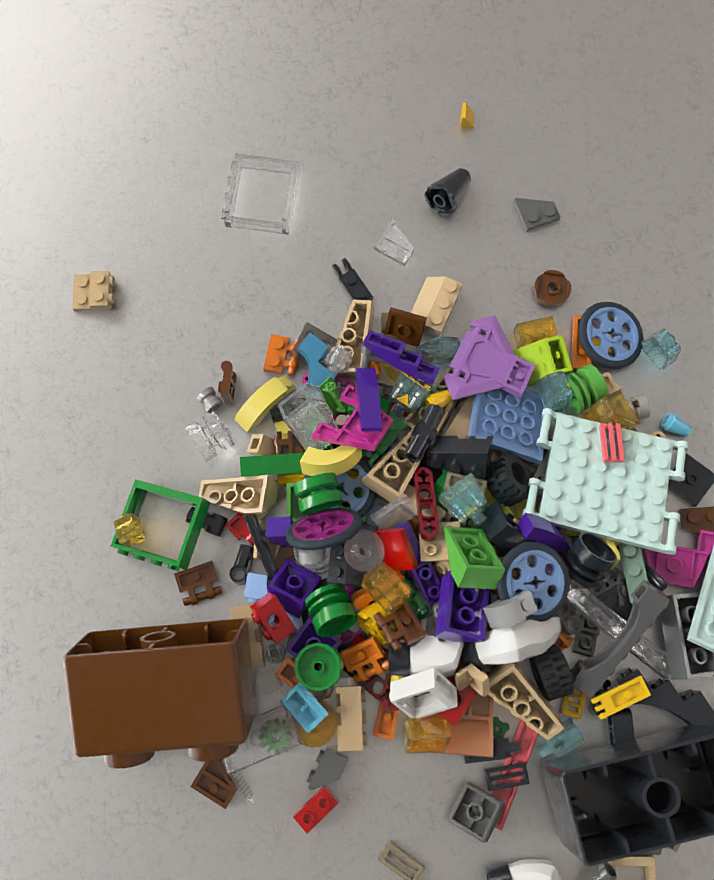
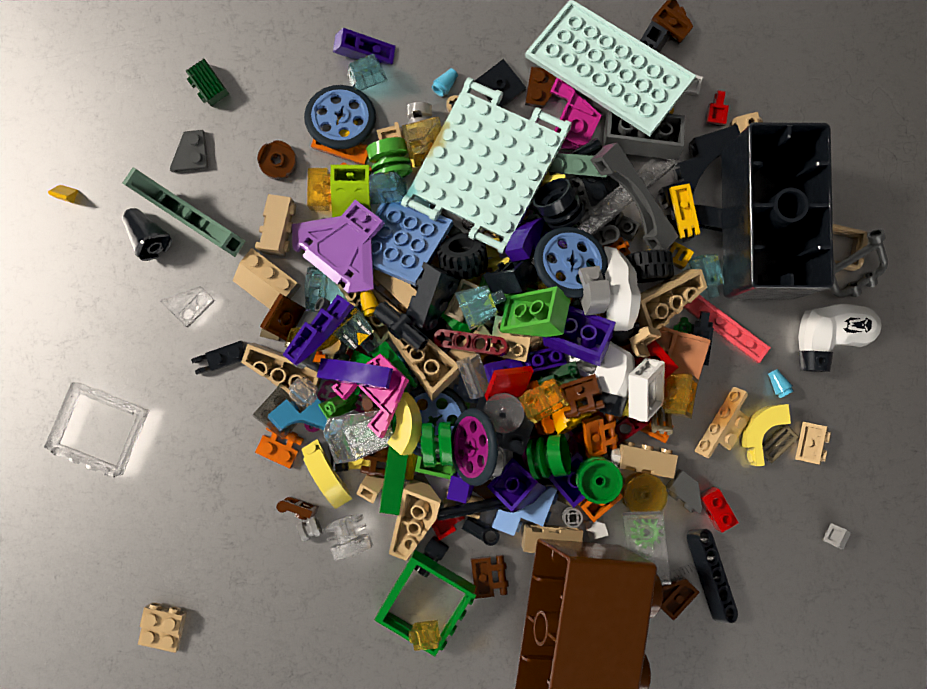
camera: 80 degrees left, 10 degrees up
(239, 826) = (712, 575): none -> black beam
(282, 624) = (553, 509): red brick -> none
(304, 707) = (632, 502): medium azure hinge -> none
(387, 724) = (660, 425): none -> dark tan tile
(406, 799) = (726, 425): none -> tan bracket
(414, 834) = (758, 425): none -> light yellow arch
(463, 816) = (752, 378): dark grey brick -> none
(465, 850) = (780, 384): none -> medium azure cone
(479, 216) = (183, 212): none -> sand green arch
(489, 302) = (276, 225): none -> tan wedge
(525, 781) = (726, 331): black tile -> none
(606, 210) = (207, 82): none -> dark green brick
(619, 445) = (436, 146): coral tile -> none
(685, 330) = (357, 45): none -> dark purple slope

